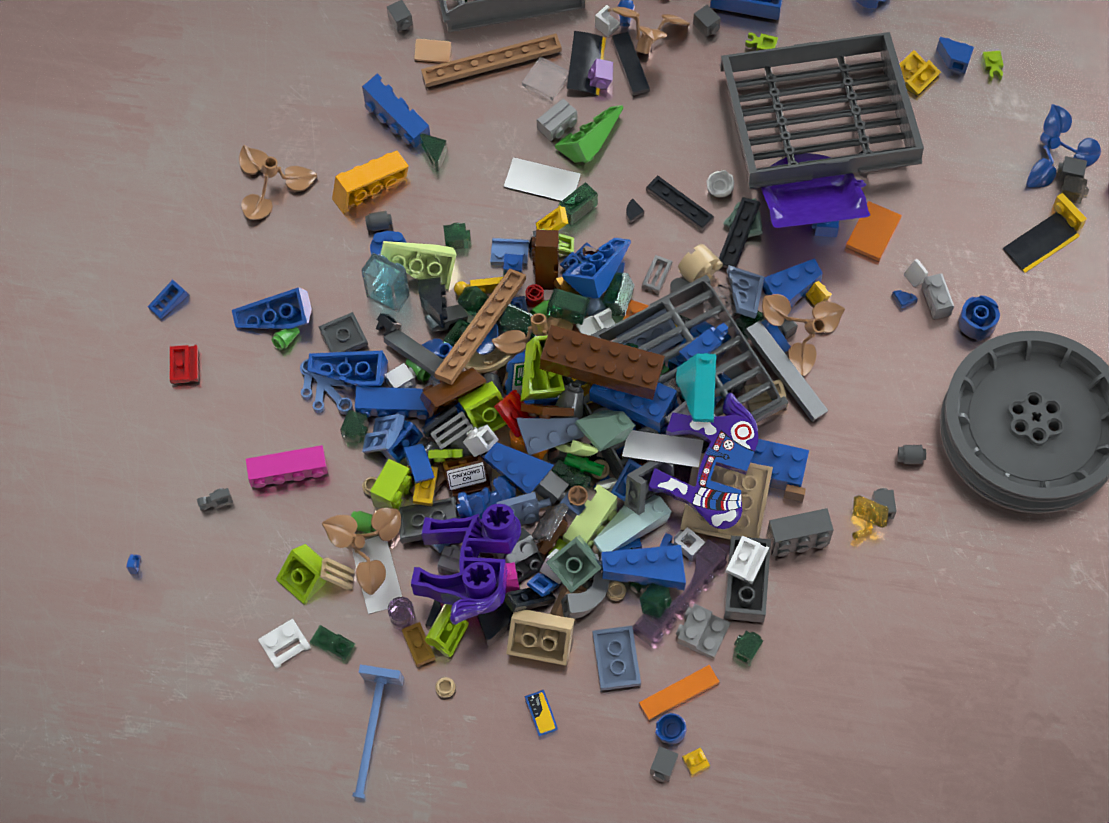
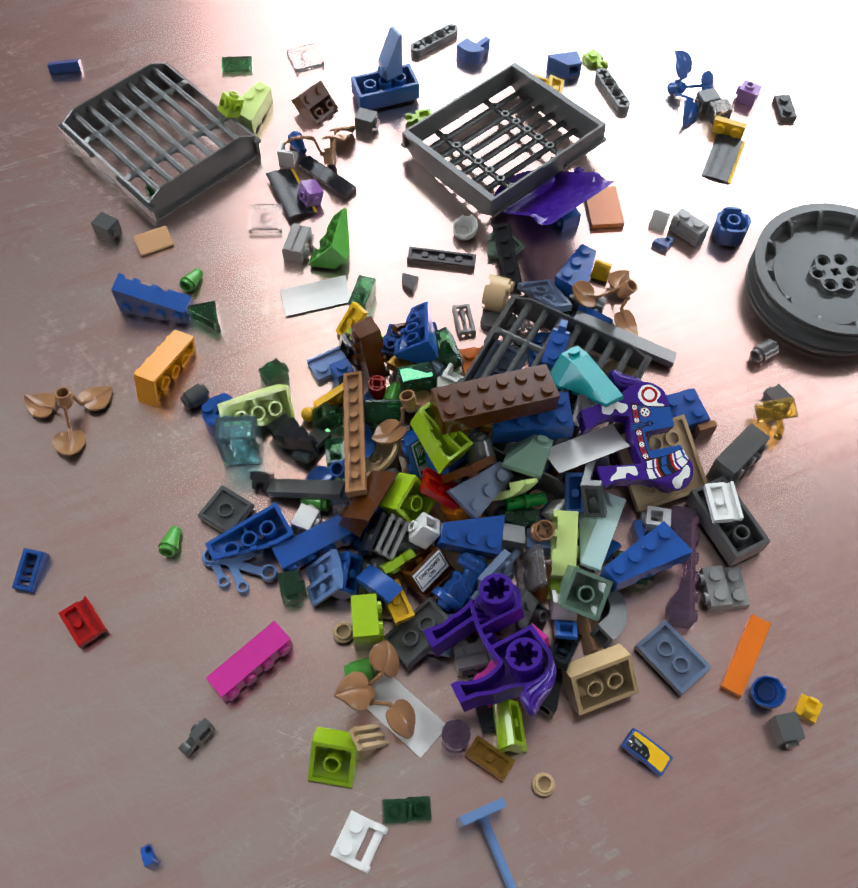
camera: 35 degrees left, 5 degrees down
(275, 312) = (152, 520): blue wedge -> none
(440, 108) = (191, 280): none -> bright green cone
(491, 60) = (208, 226): medium nougat plate -> none
(616, 591) = (629, 596): tan plate -> none
(655, 600) = (675, 583): clear green brick -> none
(747, 647) = (771, 579): clear green brick -> none
(983, 108) = (615, 89): none -> dark grey beam

